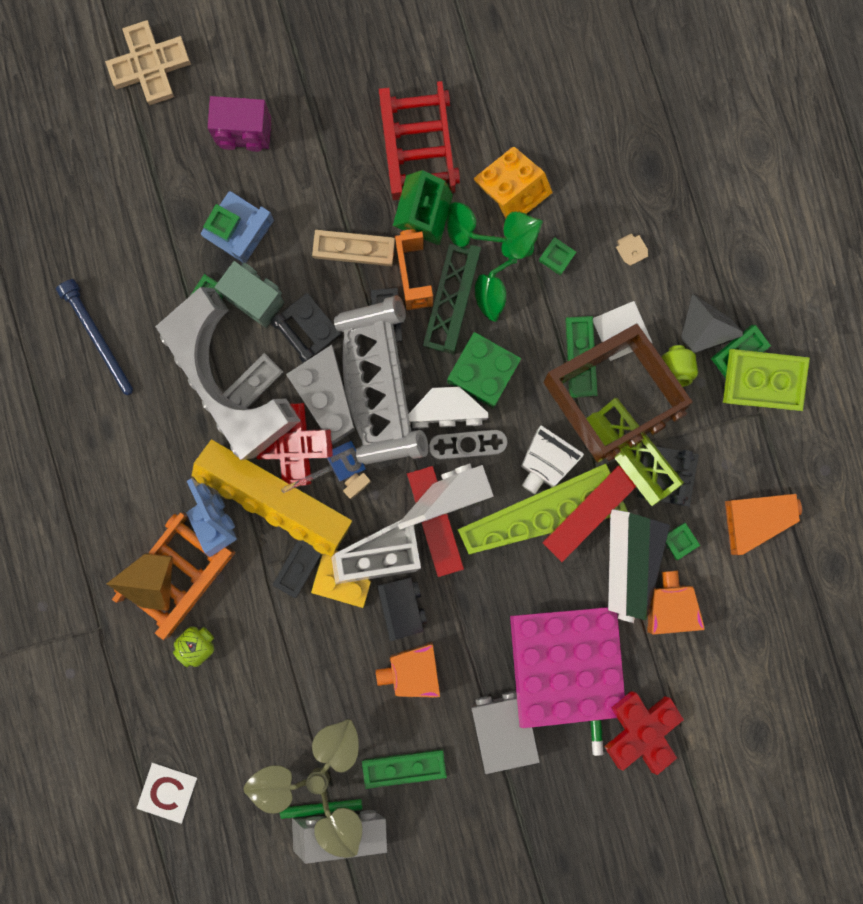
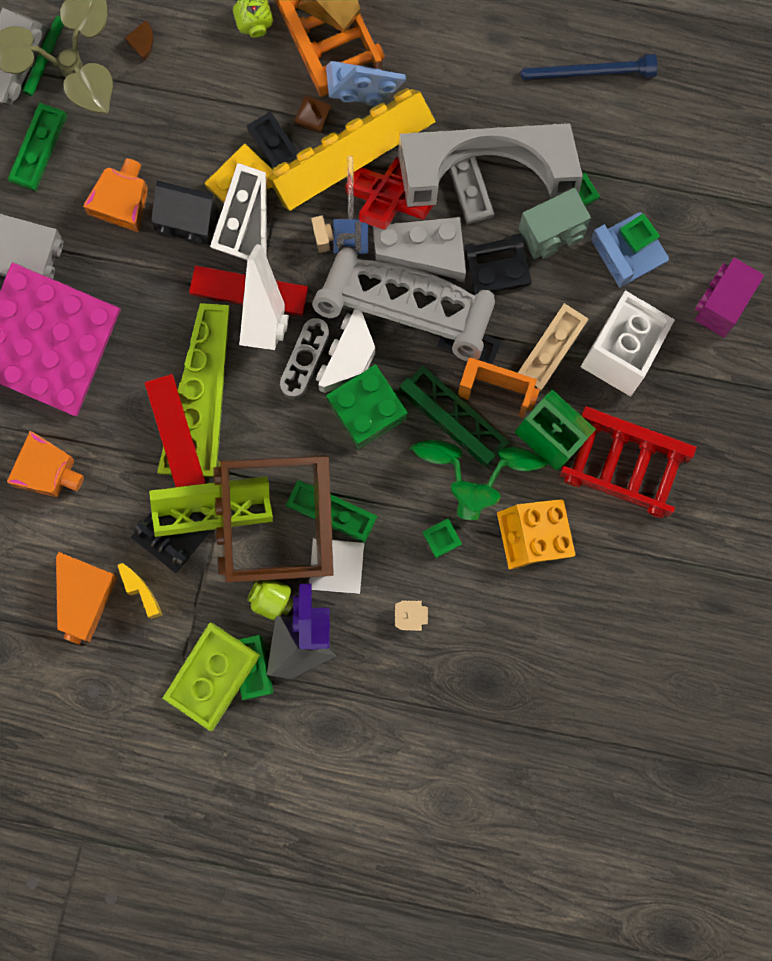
camera: 120 degrees right, 5 degrees down
(255, 549) = (313, 114): none -> reddish brown tile
(264, 731) = (141, 40): none -> reddish brown tile
(318, 188) = (628, 343): none -> white slope
(548, 460) = (248, 424): white torso -> none
(634, 563) = (106, 452): slope -> none
(681, 541) = (102, 509): green plate -> none
(682, 320) = (310, 622): none -> dark purple bracket
(726, 480) = (134, 585): none -> yellow slope

